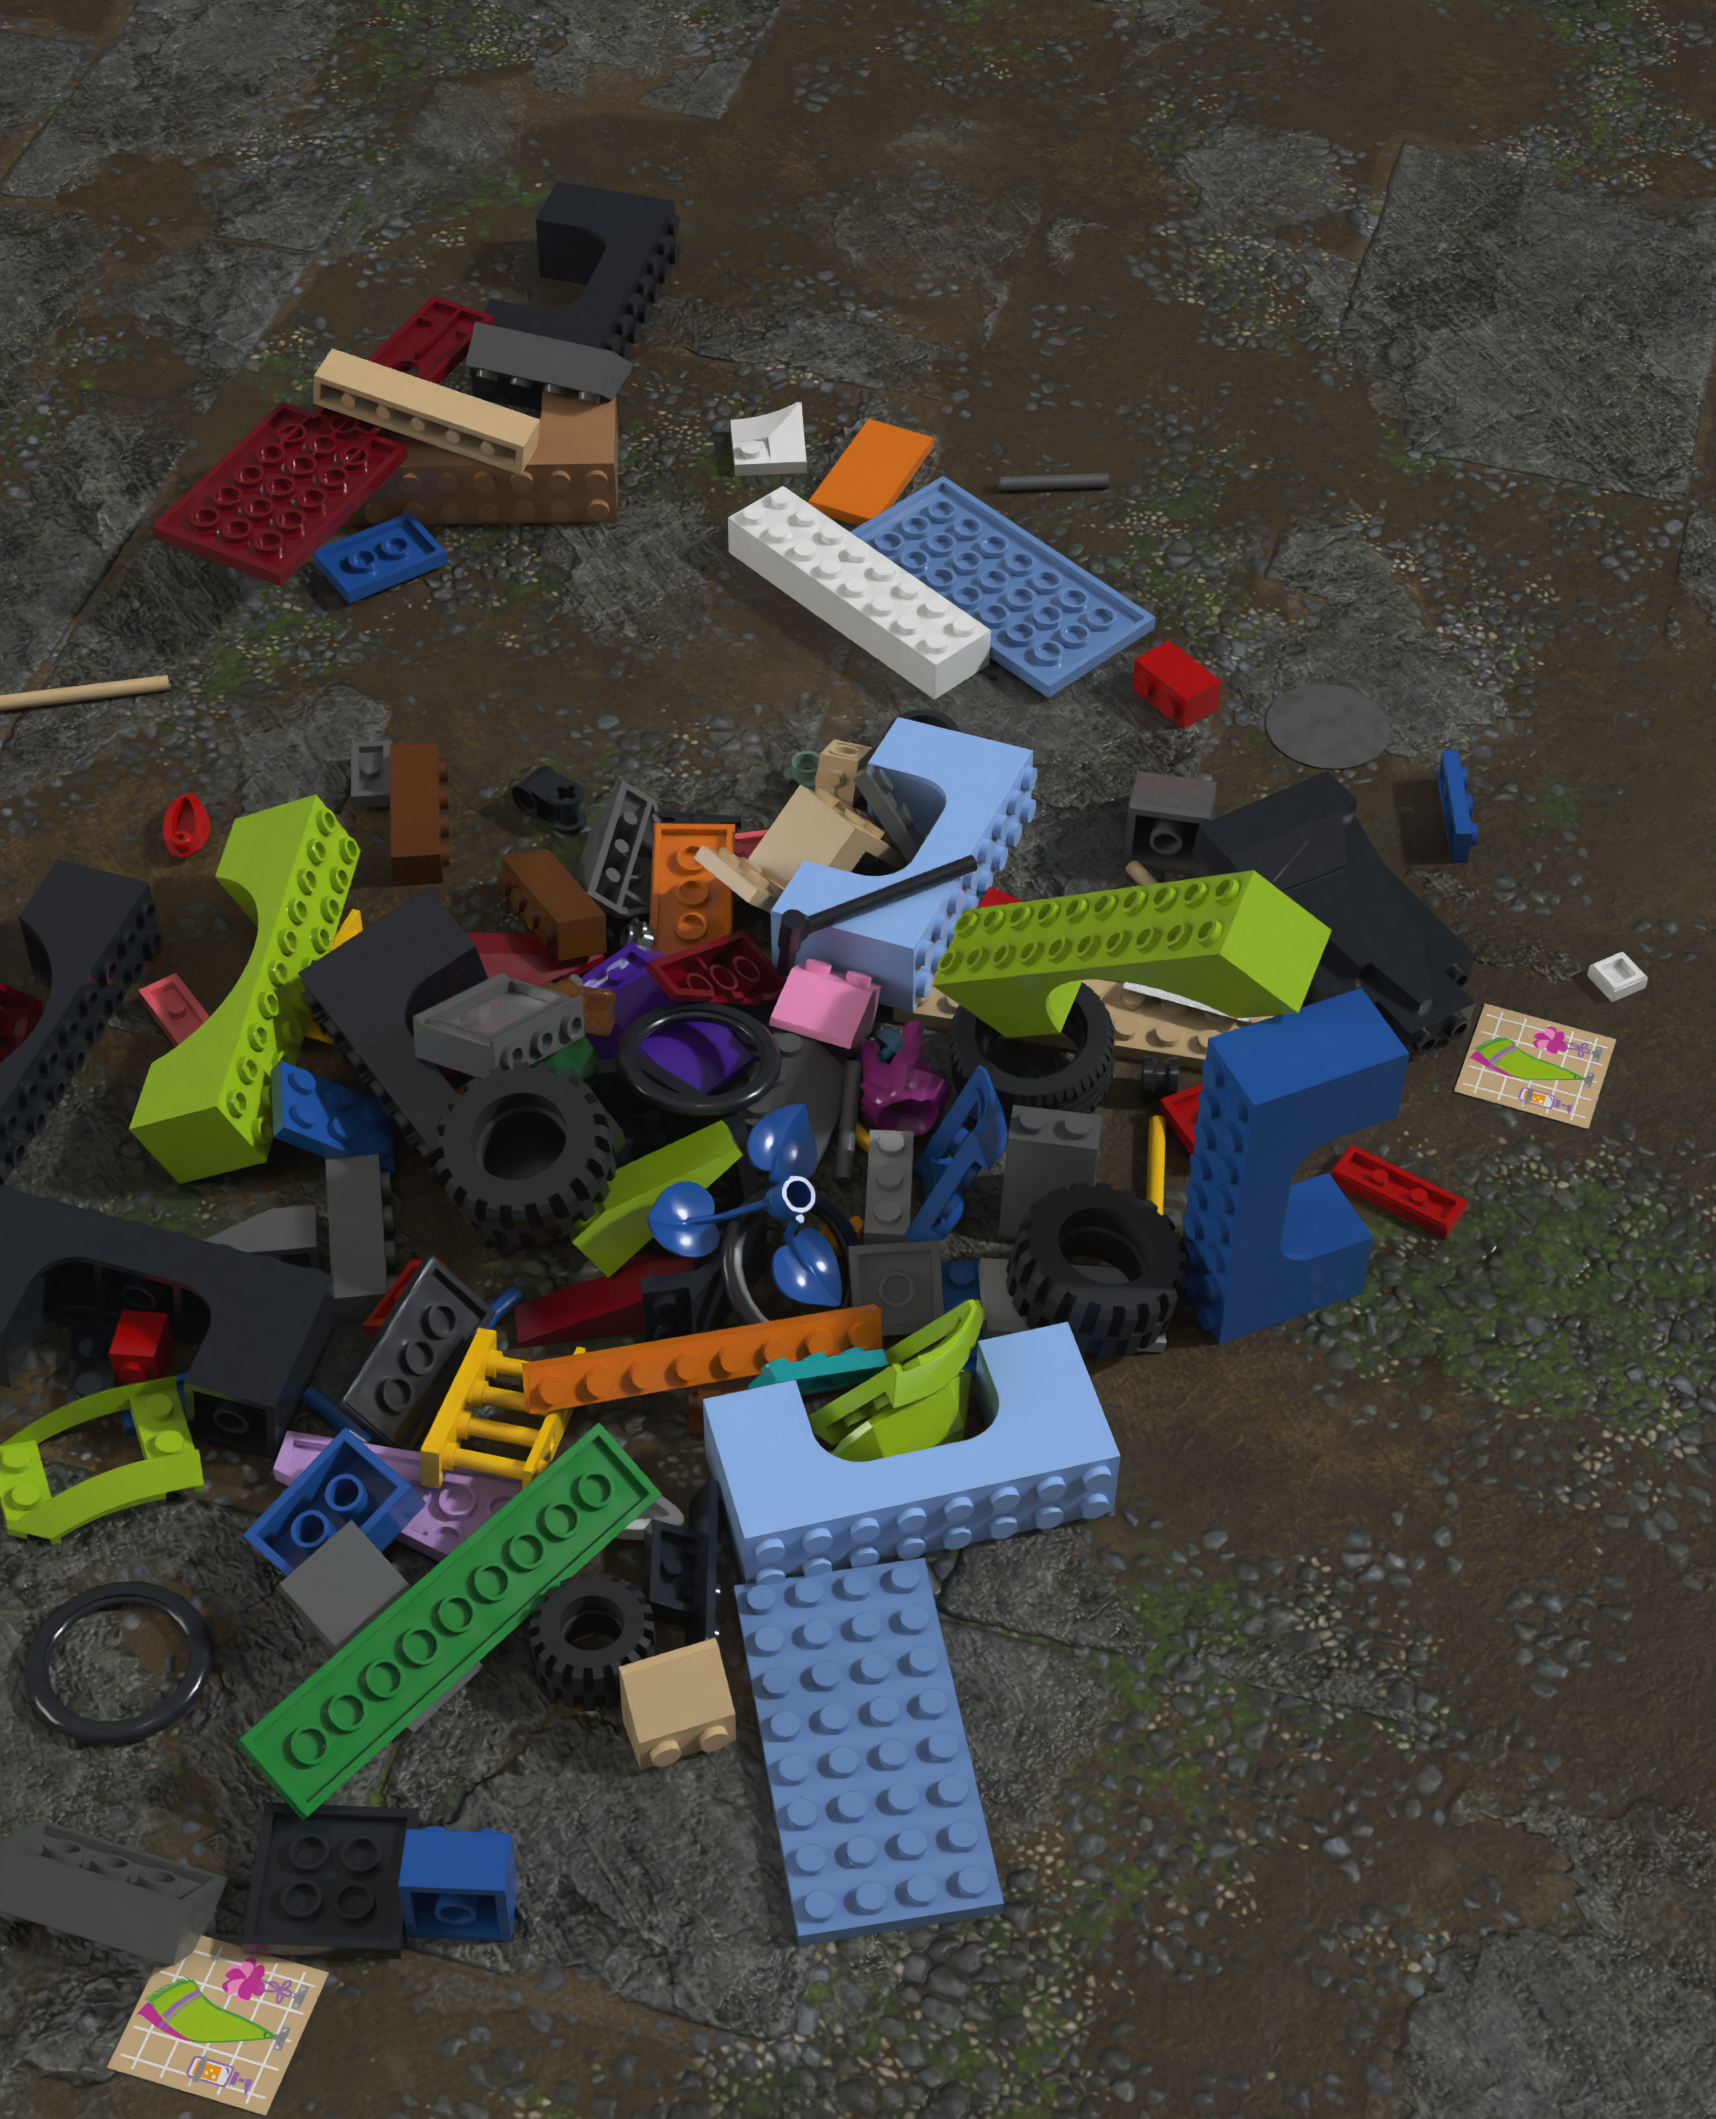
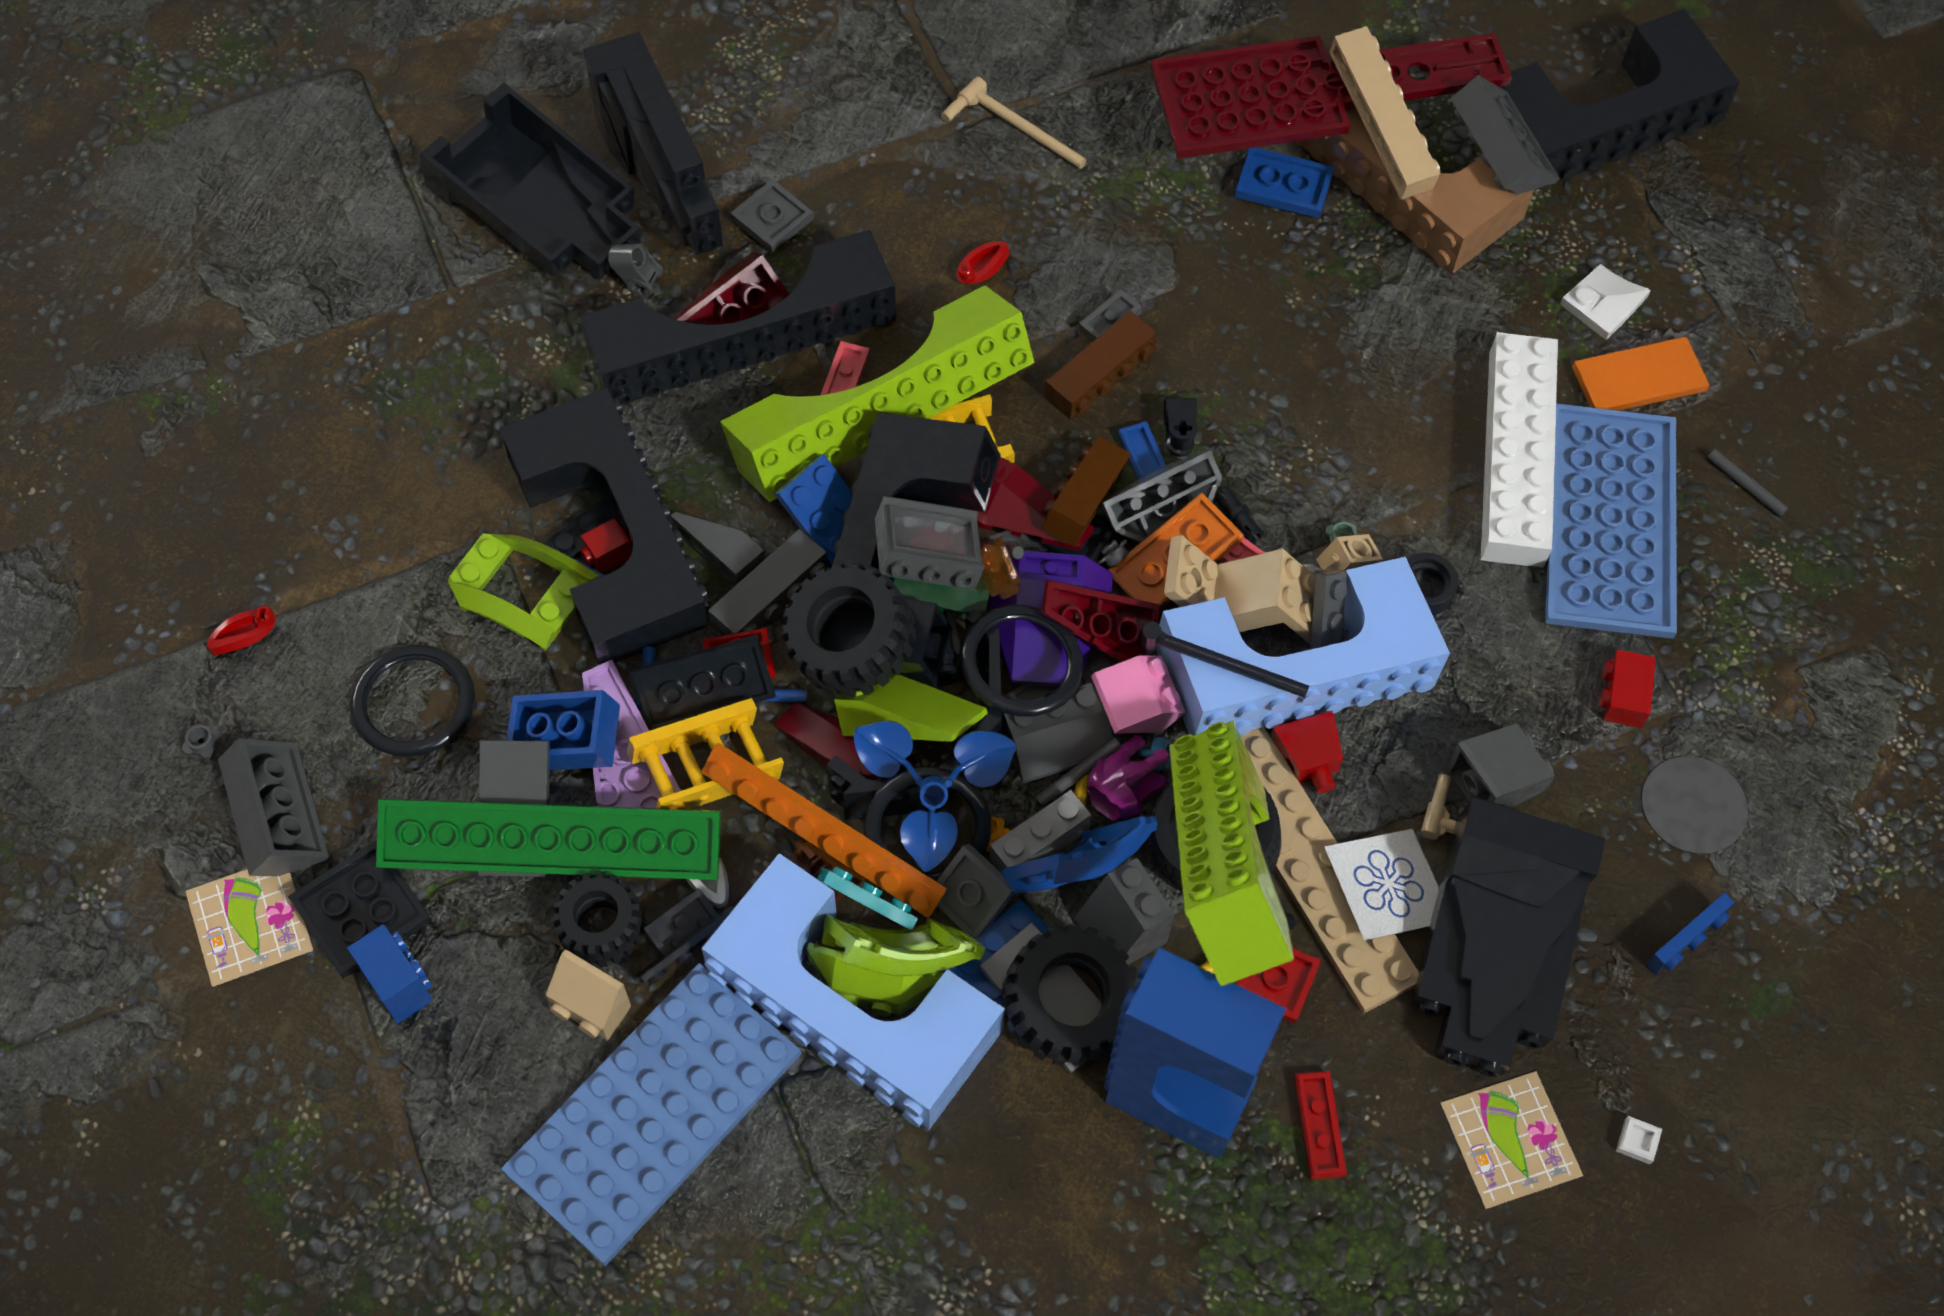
camera: 50 degrees right, 15 degrees up
(530, 839) = (1144, 450): none -> blue tile

